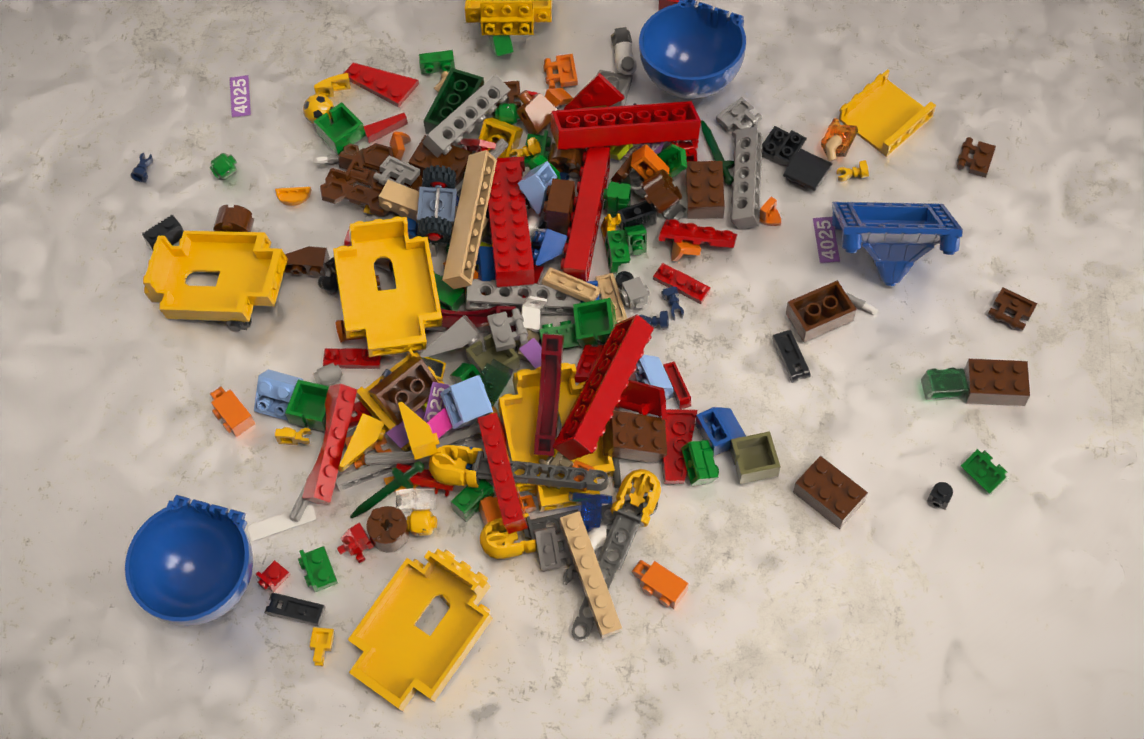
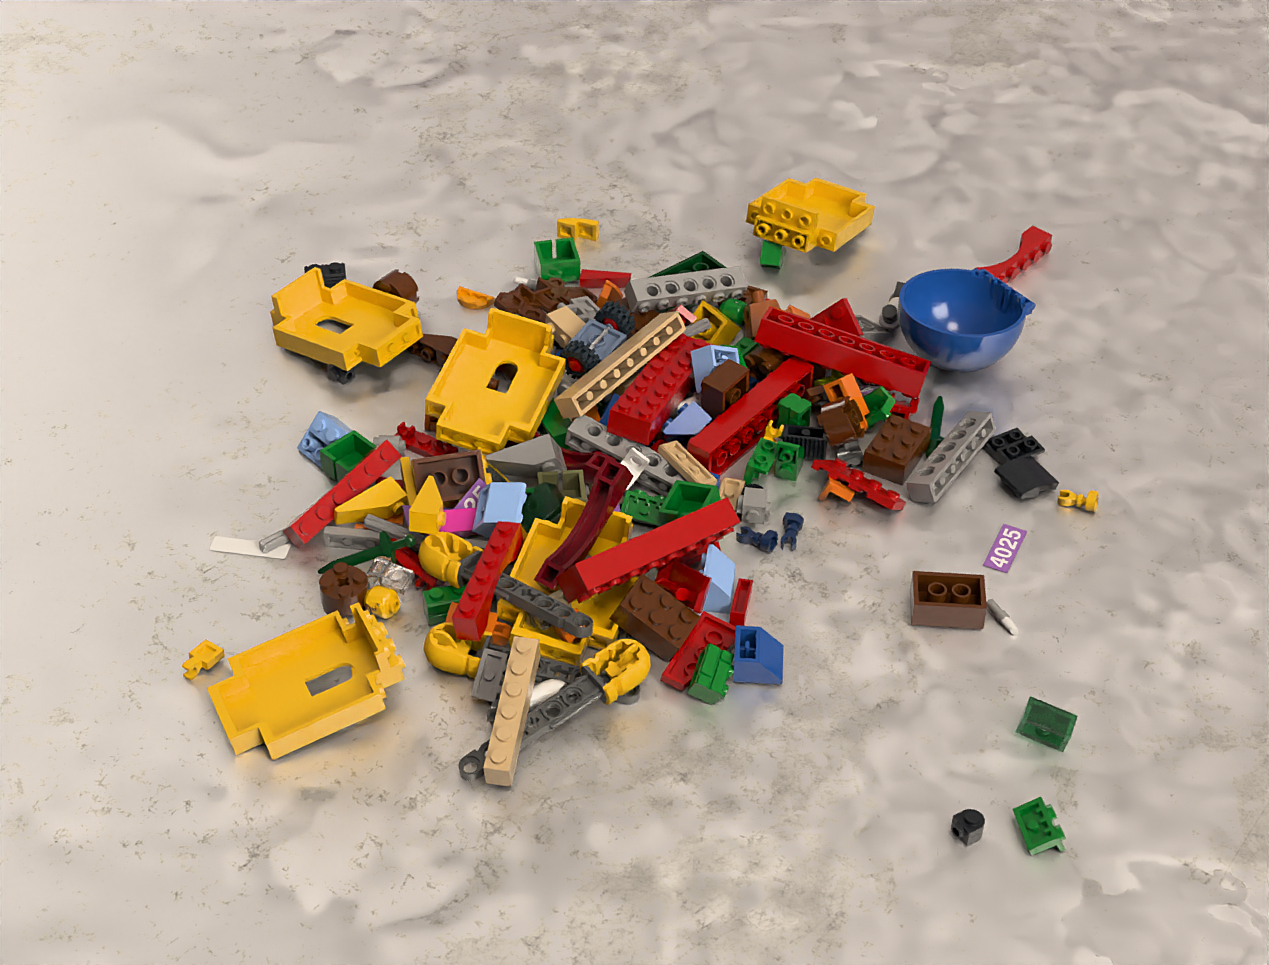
camera: 25 degrees right, 20 degrees down
(139, 172) = (343, 227): dark blue piece -> none
(189, 562) = (128, 519): blue windscreen -> none
(223, 166) = (424, 250): green head -> none
(231, 411) = (273, 437): orange brick -> none
(240, 96) = (485, 208): medium lavender sticker -> none
(272, 576) = (203, 585): red bracket -> none
(291, 437) = (312, 480): yellow plate -> none
(295, 609) = (202, 619): black plate -> none
(317, 106) = (547, 231): yellow piece -> none
(318, 569) = (250, 596): green bracket -> none
(355, 541) = (303, 589): red piece -> none
(384, 84) = (629, 247): red wing -> none
(436, 62) = (689, 246): green bracket -> none
(501, 329) = (584, 470): light grey plate -> none
(533, 147) = (737, 340): yellow piece -> none
(566, 71) = (821, 298): orange plate -> none
(590, 507) = (559, 654): clear blue piece -> none
(661, 583) = (588, 764): orange brick -> none
(685, 284) = (814, 519): red plate -> none
(736, 113) = (982, 401): light grey plate -> none
(755, 457) = (774, 695): olive piece -> none
(769, 214) = (954, 496): orange tile -> none
(791, 355) = (887, 628): black plate -> none
(830, 492) = (839, 765): reddish brown brick -> none
(831, 146) = (1071, 460): tan arm -> none
(846, 132) = (1080, 463): clear orange bracket -> none
(885, 114) = (1152, 464): yellow panel -> none
(896, 233) = (1072, 558): blue piece -> none
(982, 157) = (1241, 546): reddish brown plate -> none
(997, 382) = (1112, 749): reddish brown brick -> none
(1014, 304) = (1186, 688): reddish brown plate -> none

